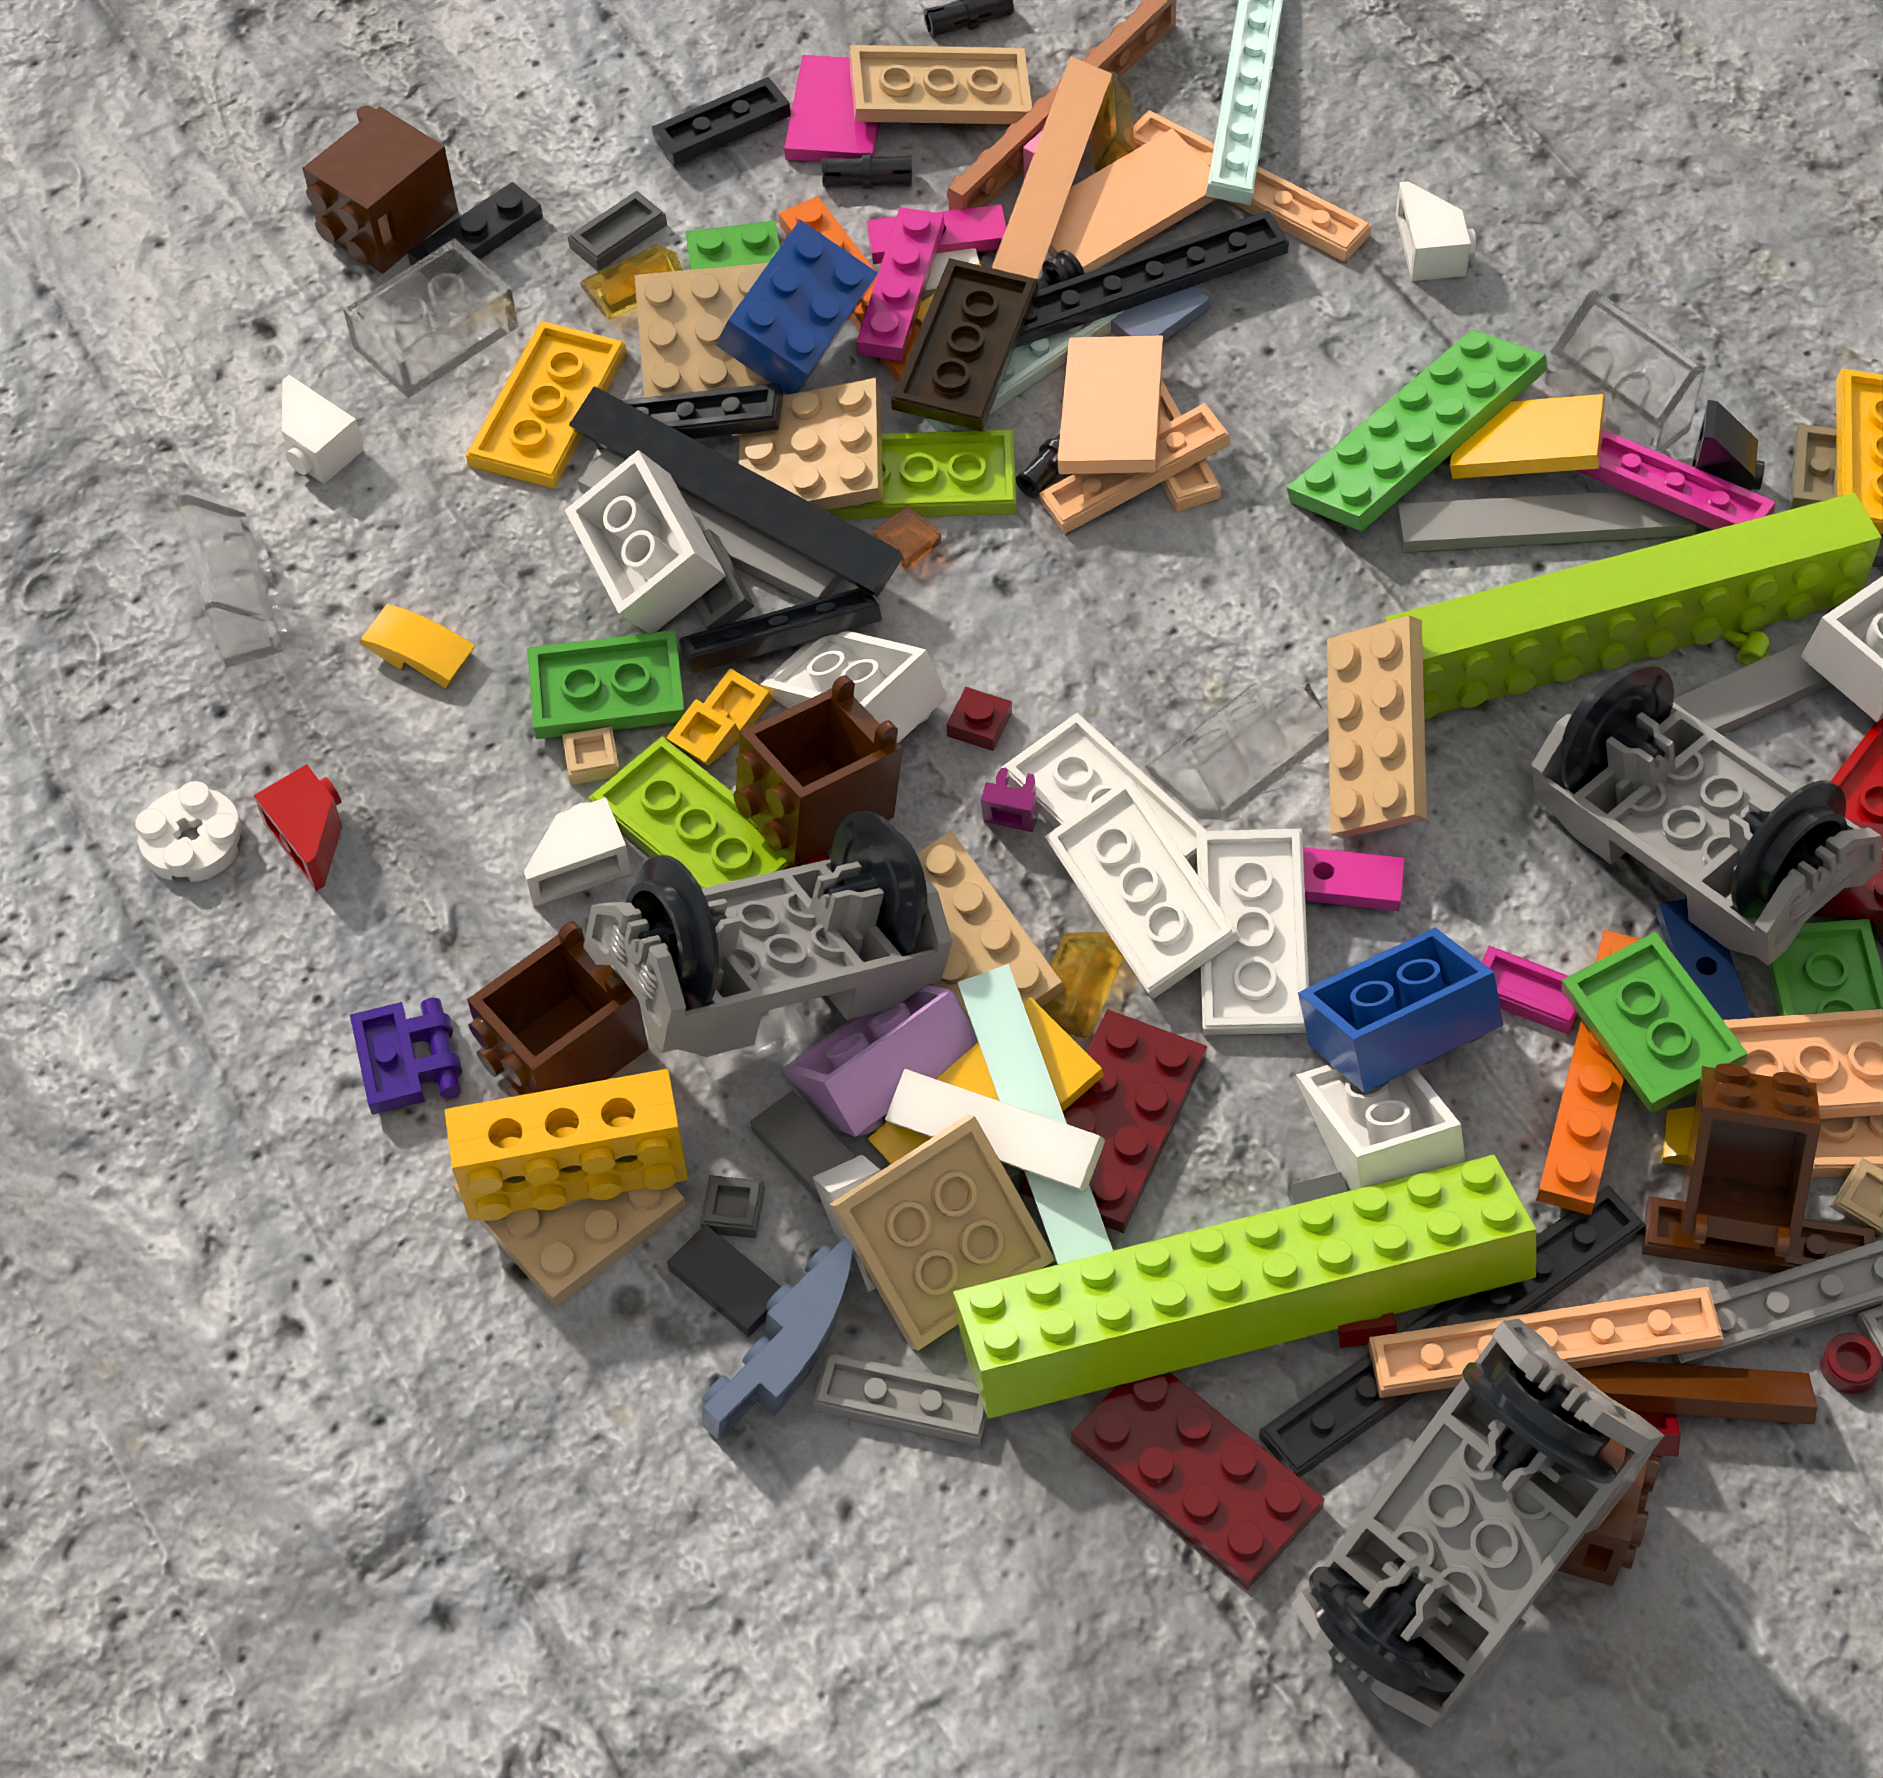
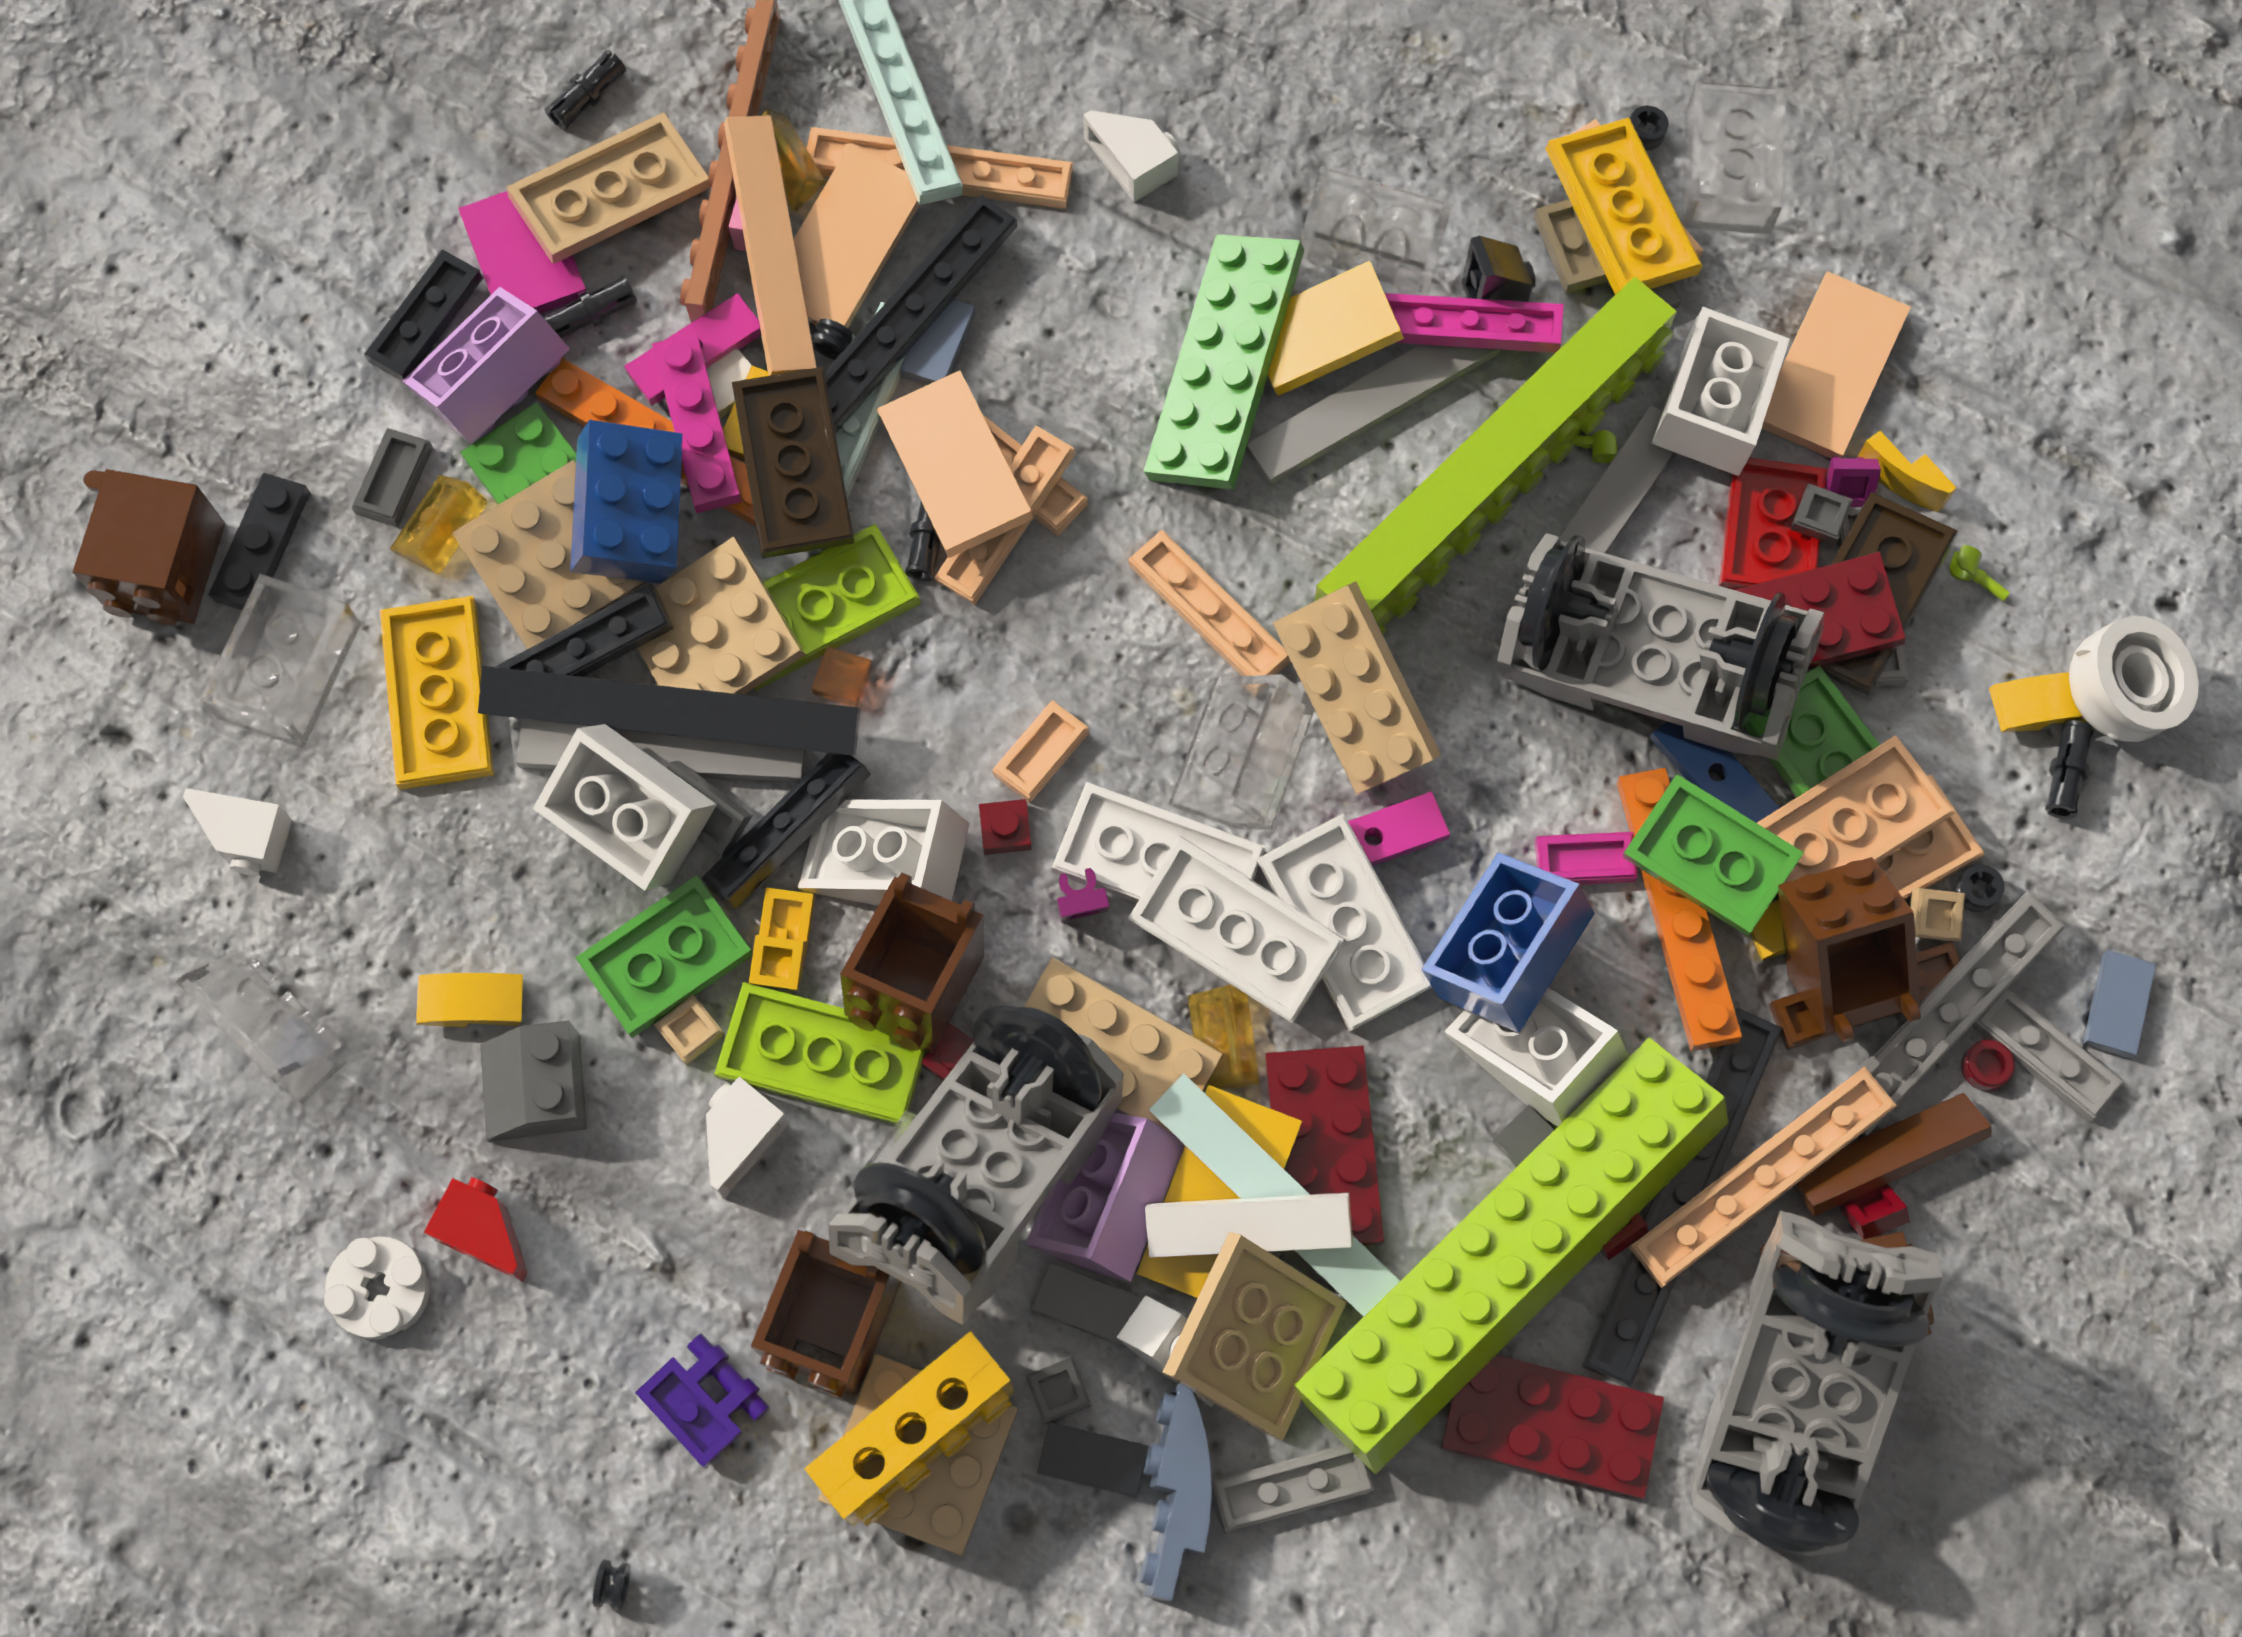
camera: 30 degrees left, 15 degrees up
(226, 1164) = (611, 1585): none -> black bush
(432, 731) = (533, 1082): none -> dark grey slope
(750, 175) = (487, 365): none -> lavender slope
(1051, 673) = (1040, 751): none -> light nougat tile
(1279, 617) = (1208, 608): none -> light nougat tile

